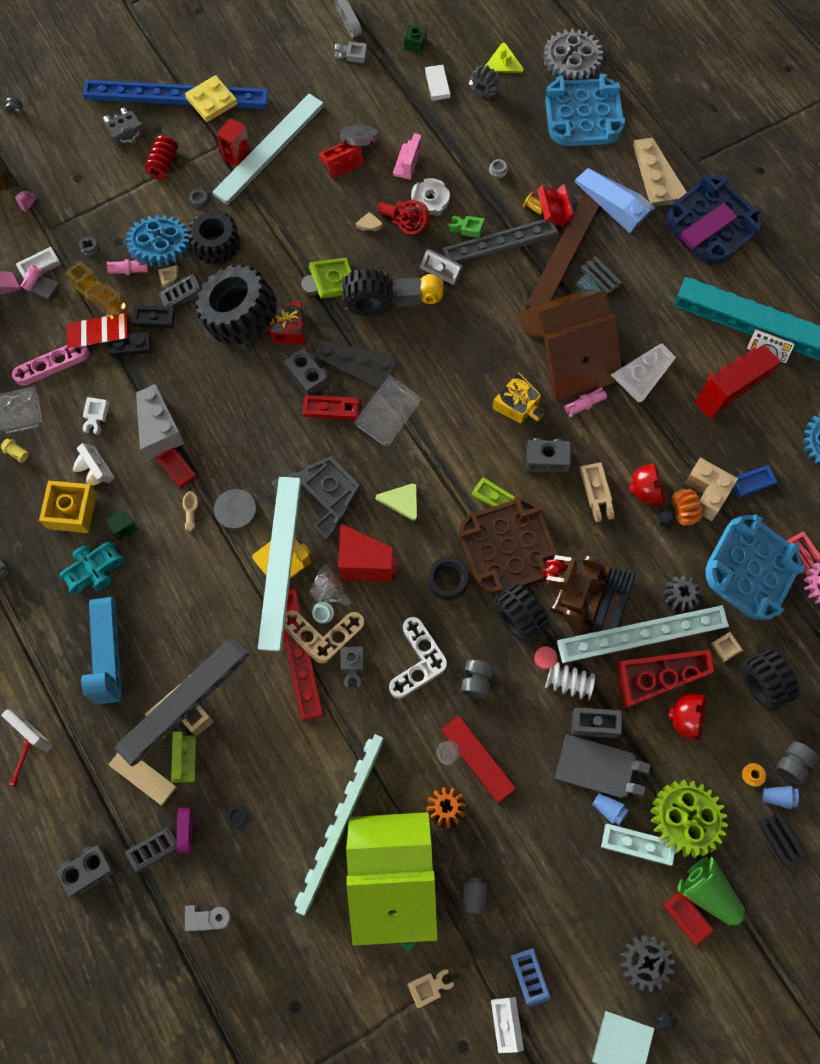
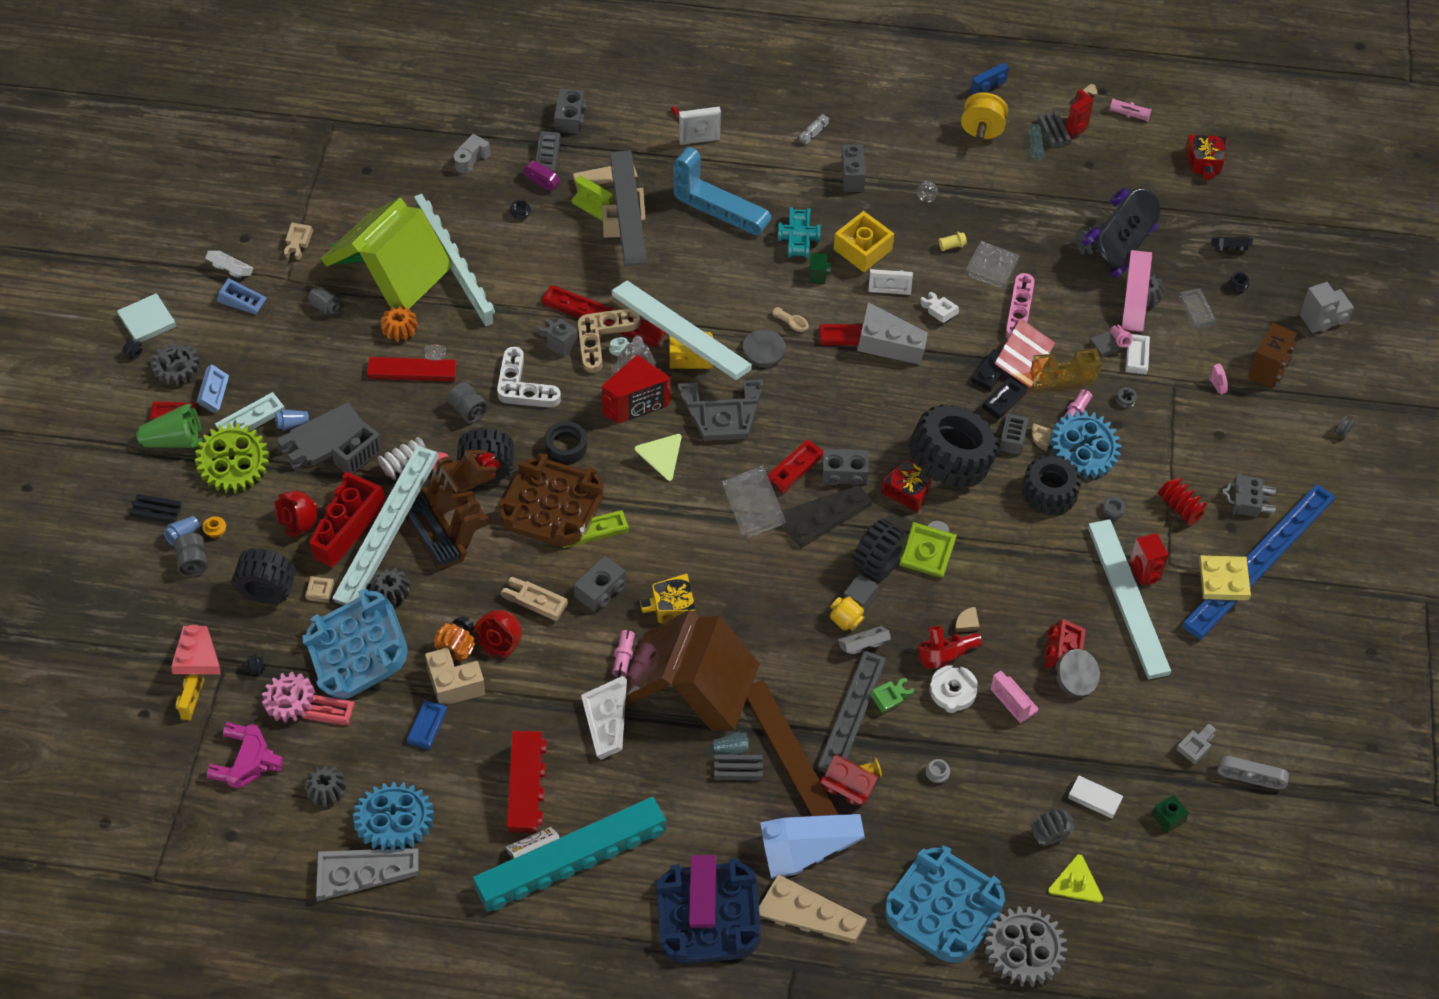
camera: 125 degrees right, 15 degrees down
(641, 903) = (212, 388): none -> light blue plate

